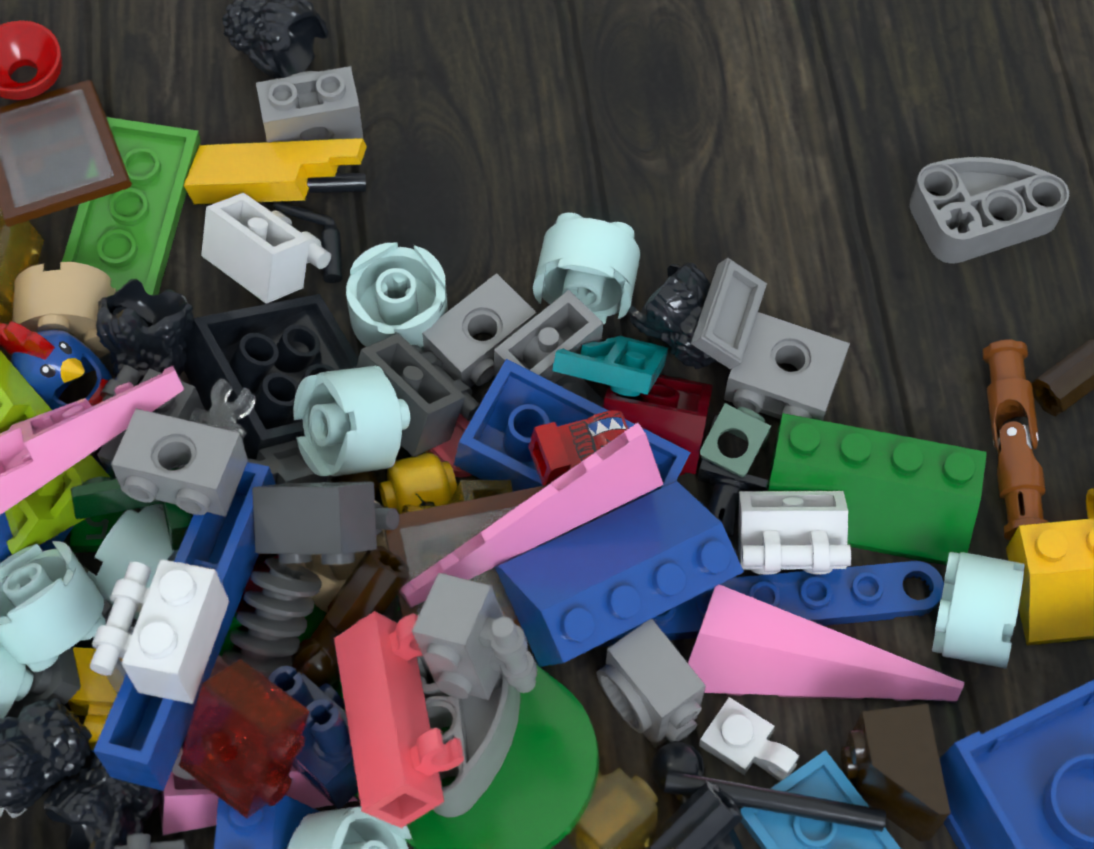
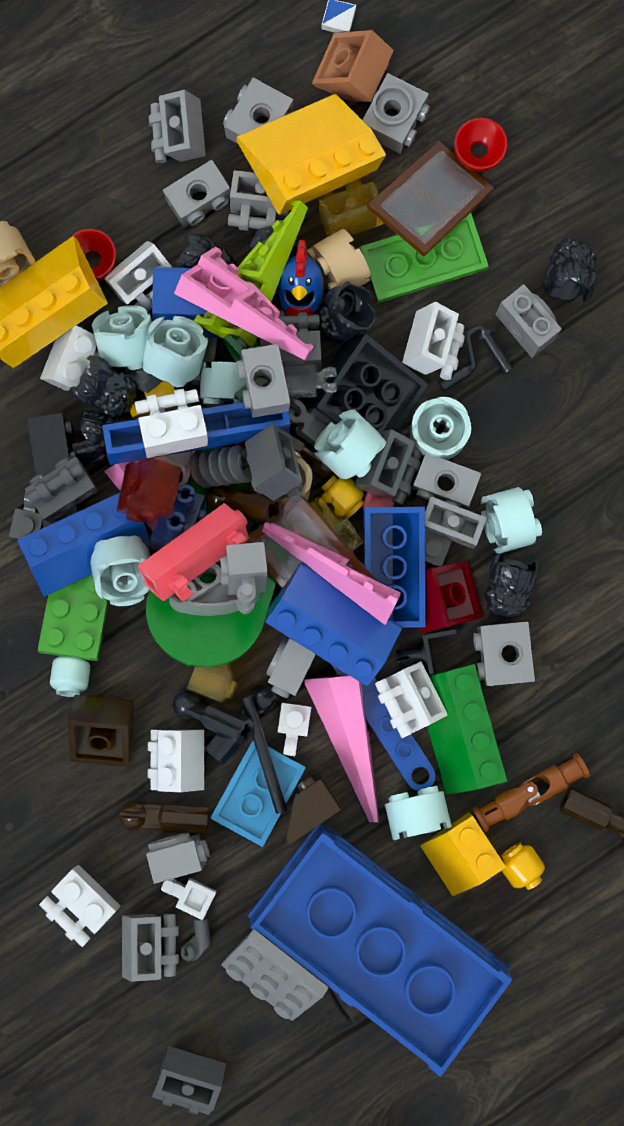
camera: 70 degrees right, 20 degrees up
(267, 169) = (482, 316): yellow piece -> none
(564, 446) = (392, 572): red leg -> none
(619, 361) = (459, 564): teal wing -> none
(729, 313) = (516, 609): light grey tile -> none
(743, 424) = (460, 646): sand green bracket -> none

